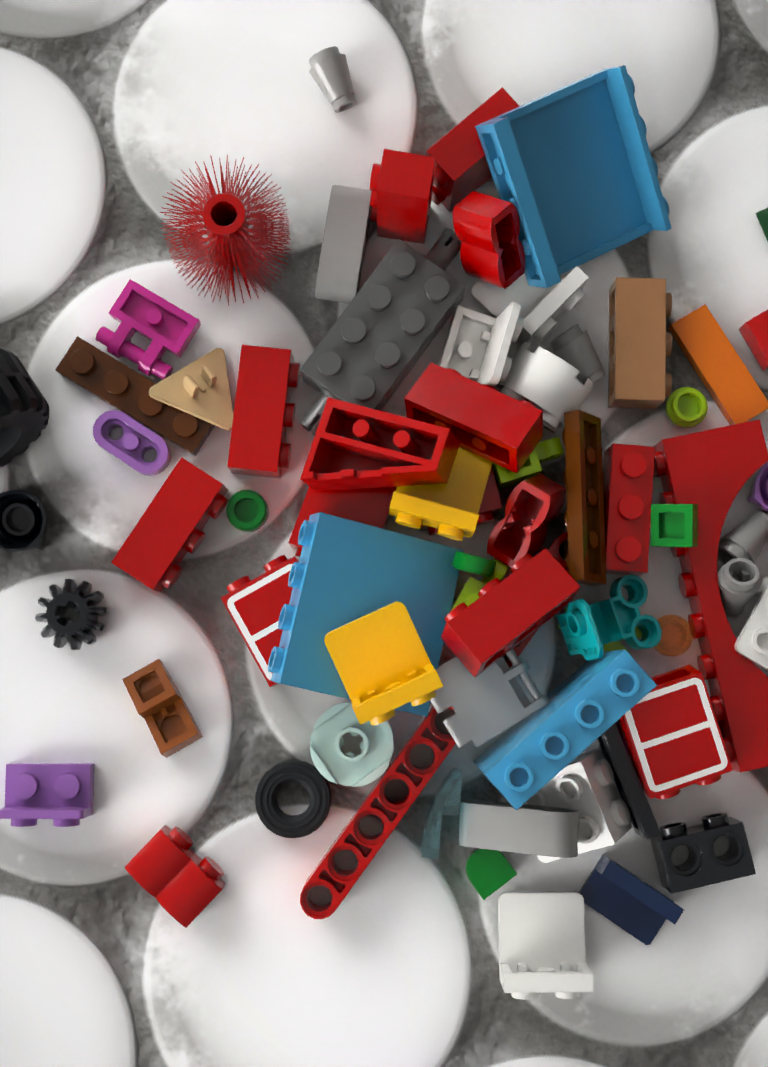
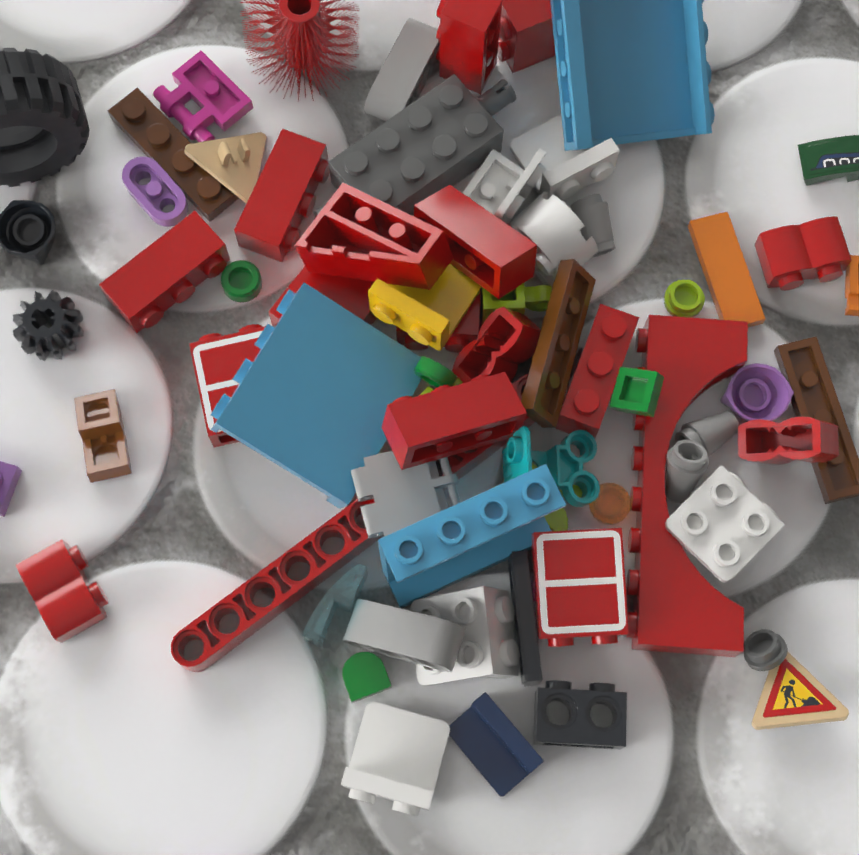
camera: 15 degrees right, 10 degrees down
(280, 822) = (174, 542): black tyre -> none
(350, 768) = (249, 506): light aqua plate -> none
(382, 663) = (317, 430): yellow bracket -> none
(489, 239) = (536, 94): red brick -> none
(638, 343) = (654, 229): medium nougat brick -> none

